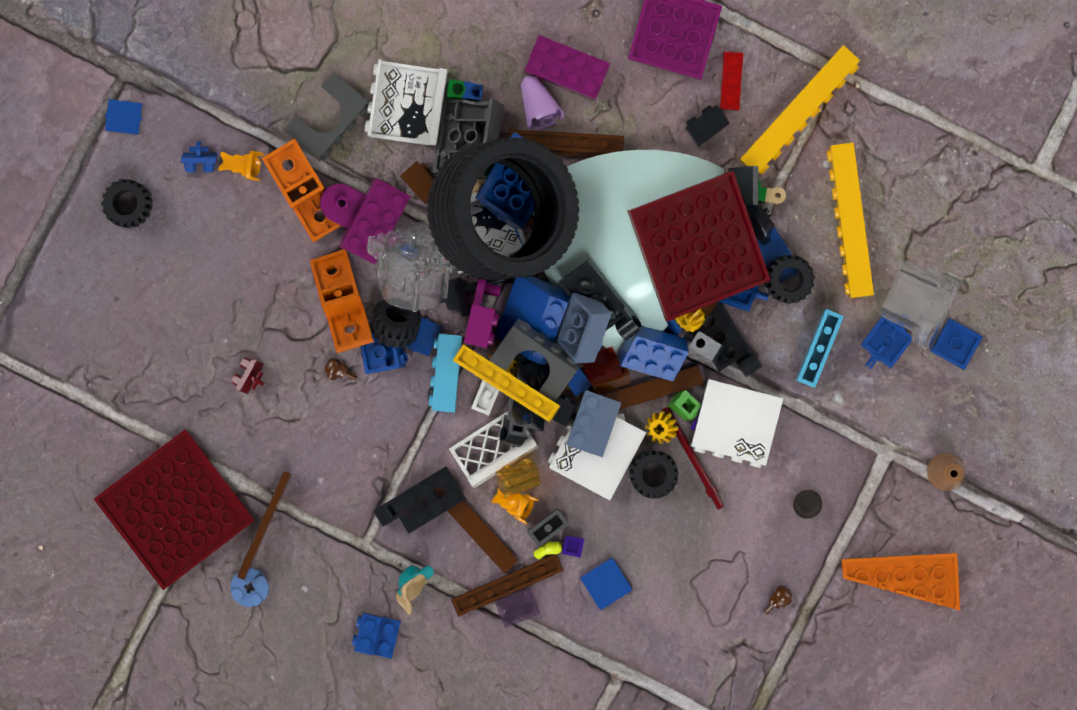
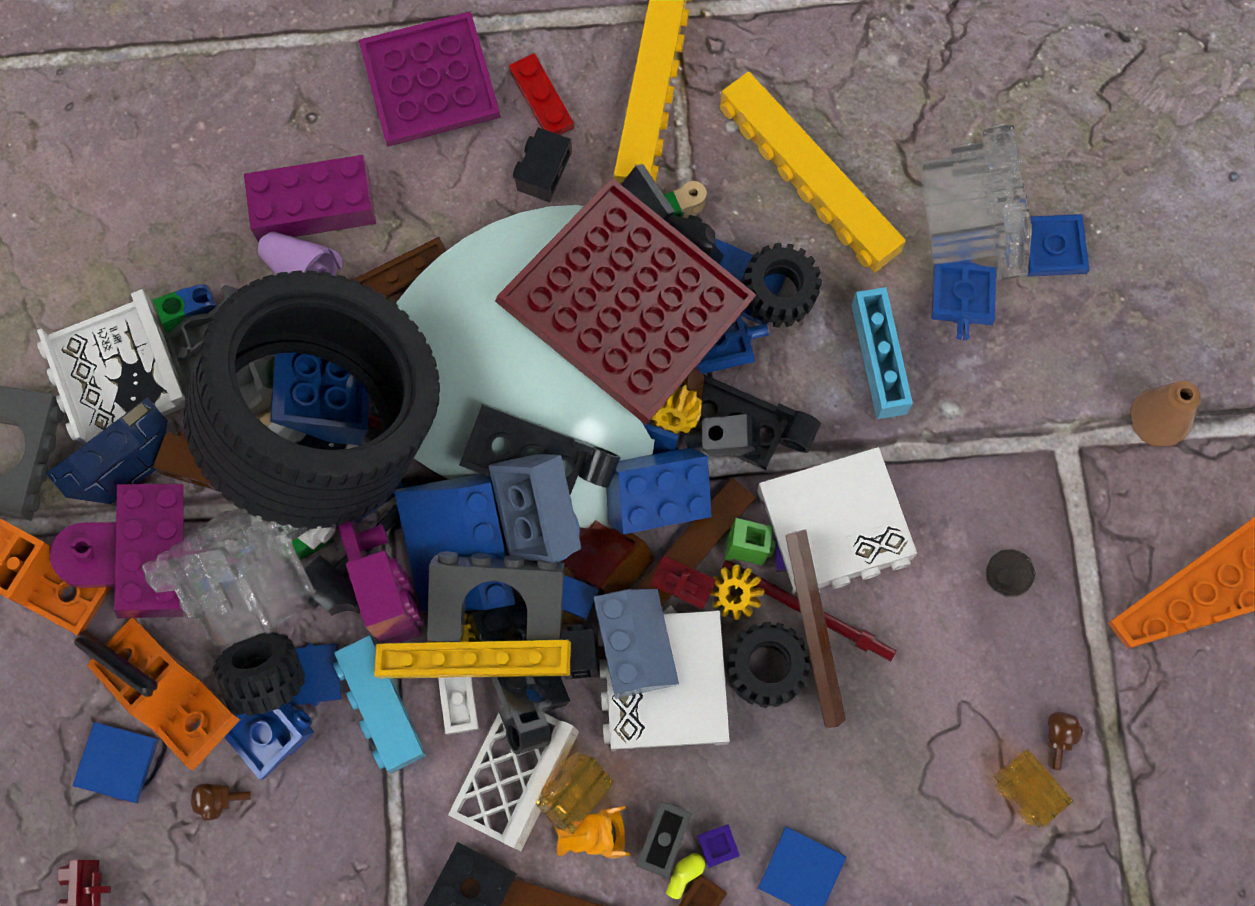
camera: 30 degrees left, 15 degrees down
(297, 320) = (115, 762): none -> blue tile
(326, 273) = (116, 664): none -> black axle
(382, 154) = (113, 457): none -> dark blue wedge
(637, 407) = (683, 582): none -> dark red hips
(688, 472) = (815, 628): none -> reddish brown tile
(745, 614) = (1032, 789): none -> clear yellow brick

